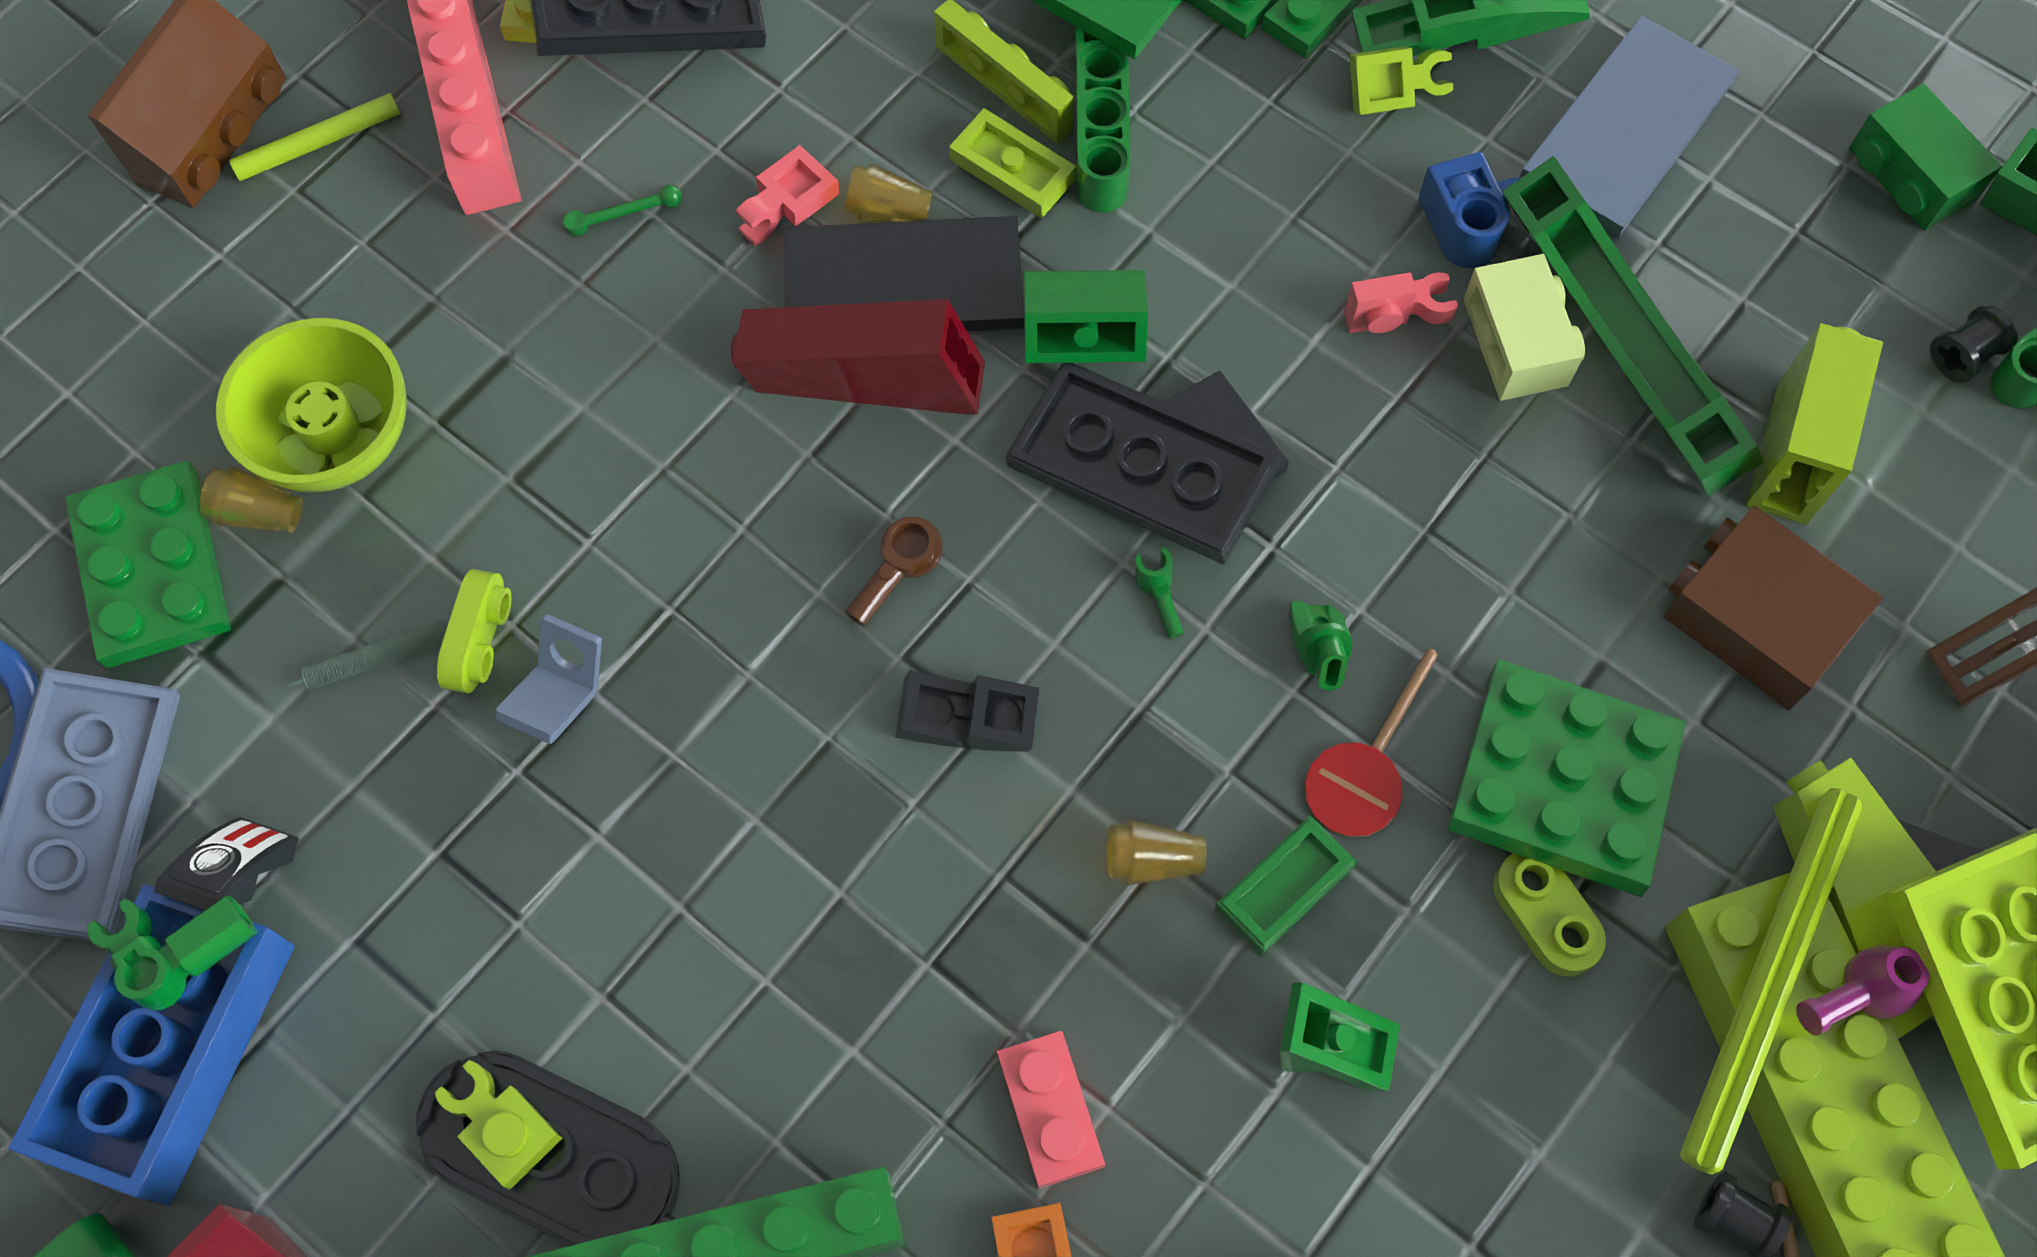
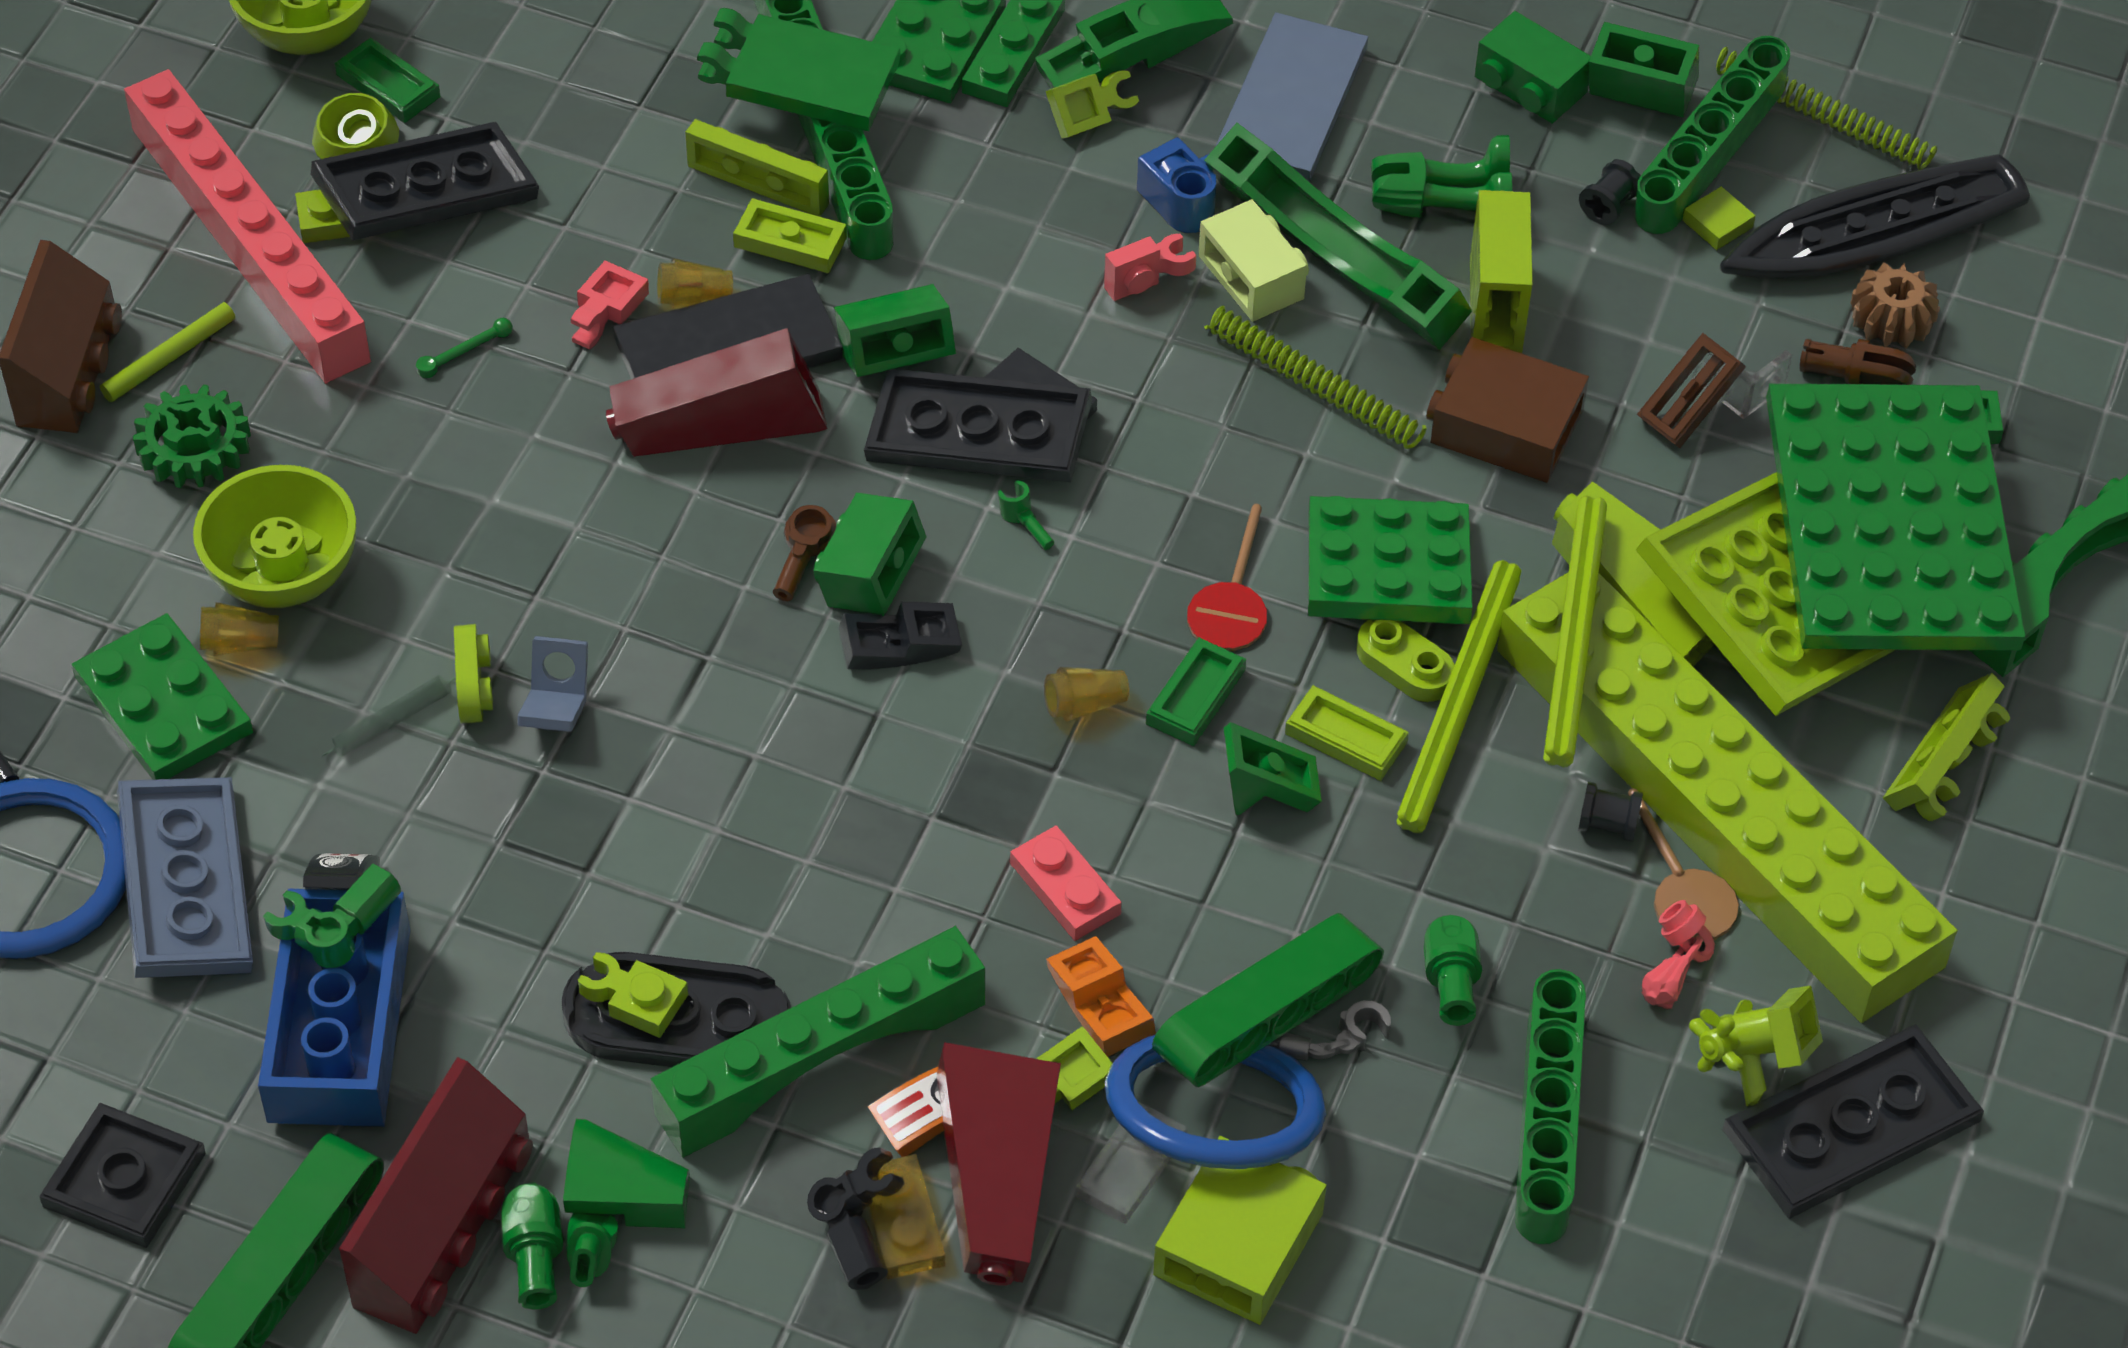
camera: 20 degrees left, 15 degrees down
(271, 269) = (192, 436): none -> green gear
(962, 600) = (869, 553): none -> green brick
(1321, 642) = (1168, 518): green piece -> none
(1448, 996) = (1346, 733): none -> lime tile
(1544, 504) = (1259, 339): none -> lime piece
(1598, 994) = (1458, 698): none -> lime axle
(1731, 271) = (1410, 182): none -> green piece
(1869, 987) = (1655, 615): magenta bar -> none

